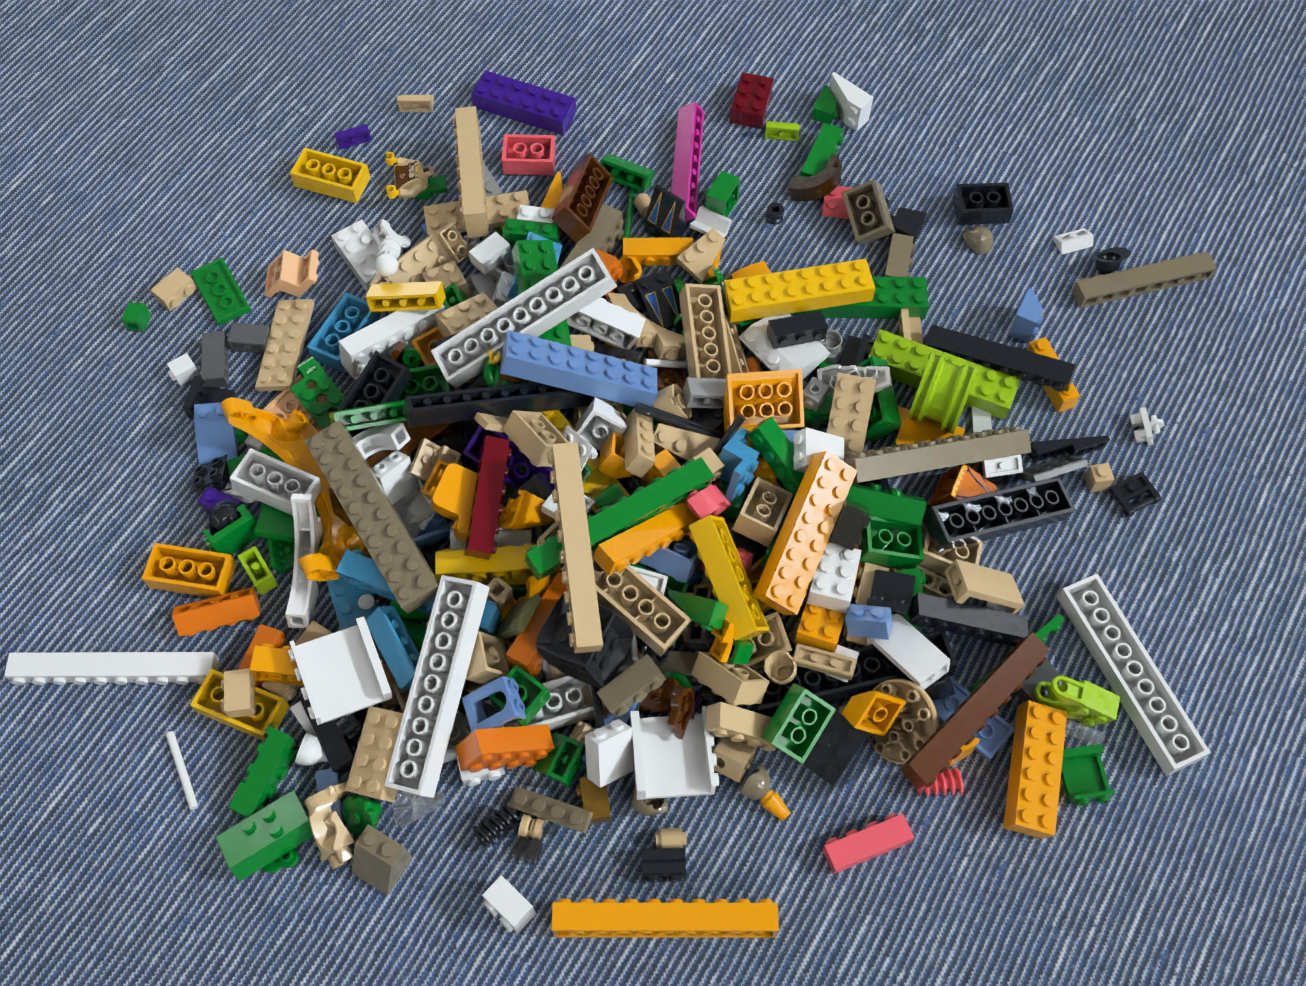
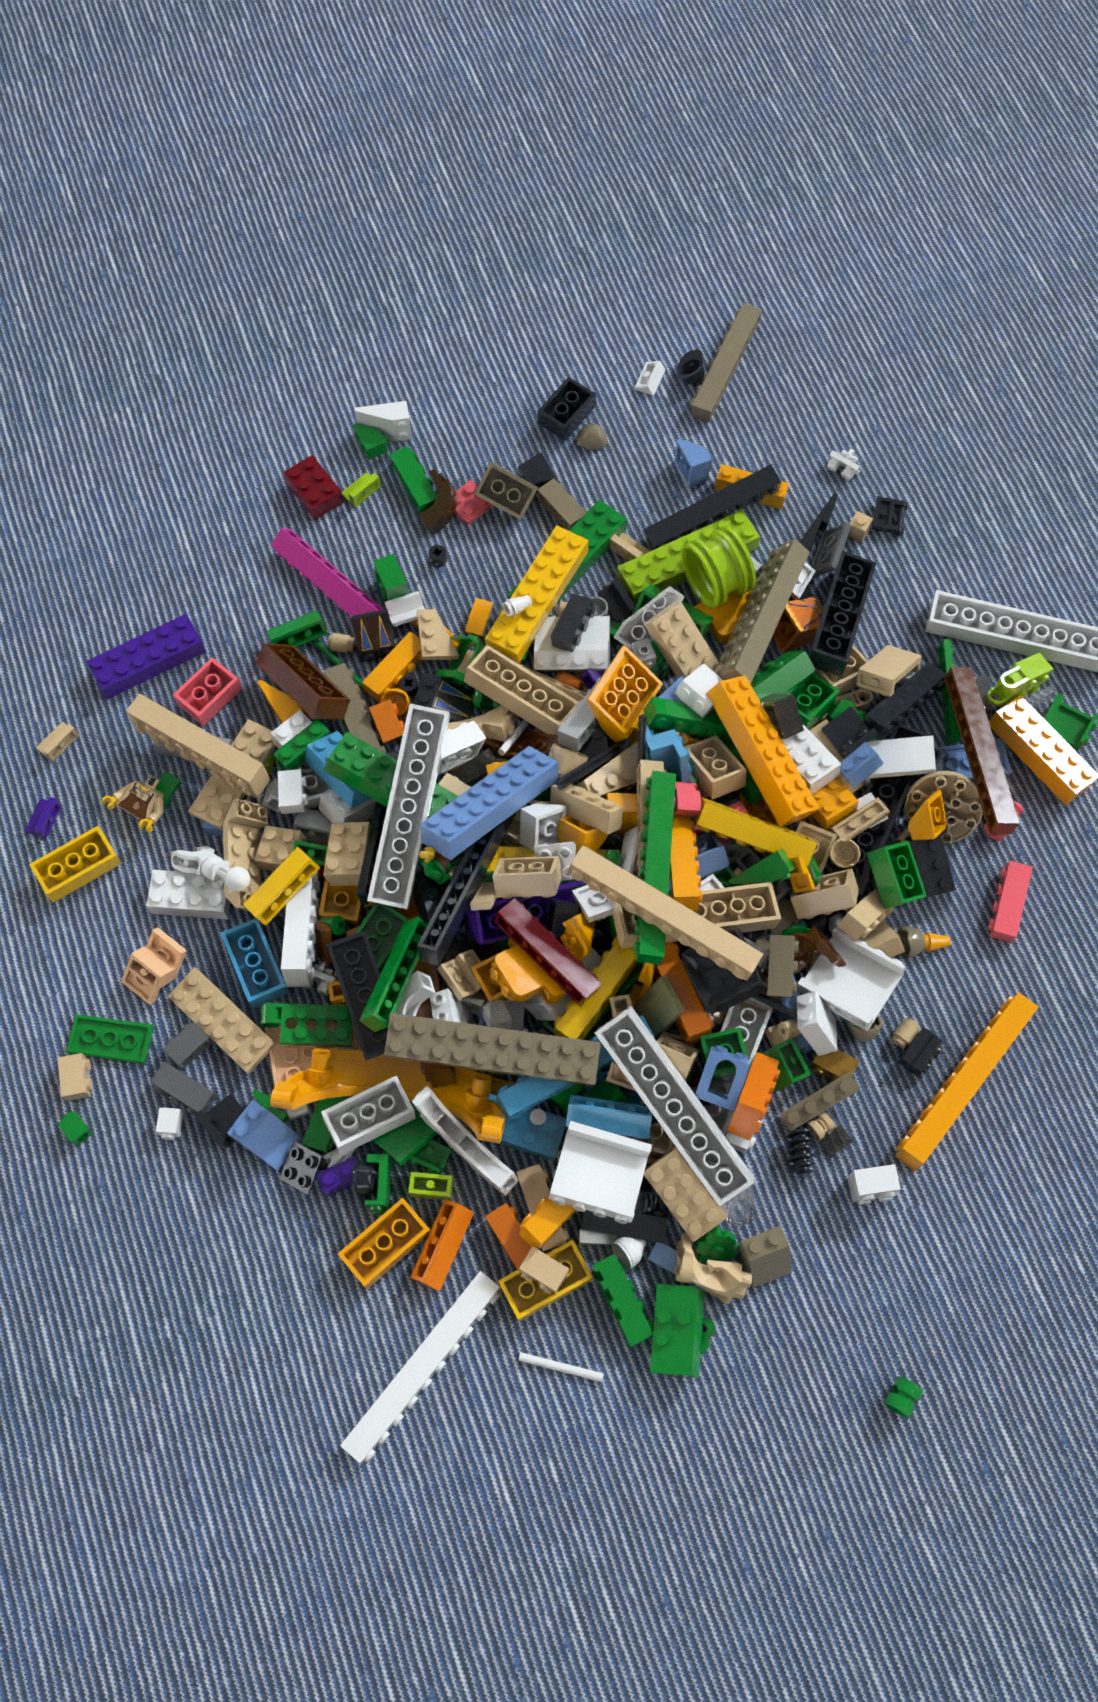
camera: 50 degrees left, 5 degrees up
(650, 265) = (411, 690): none -> black wheel
(768, 278) = (516, 605): none -> white cone

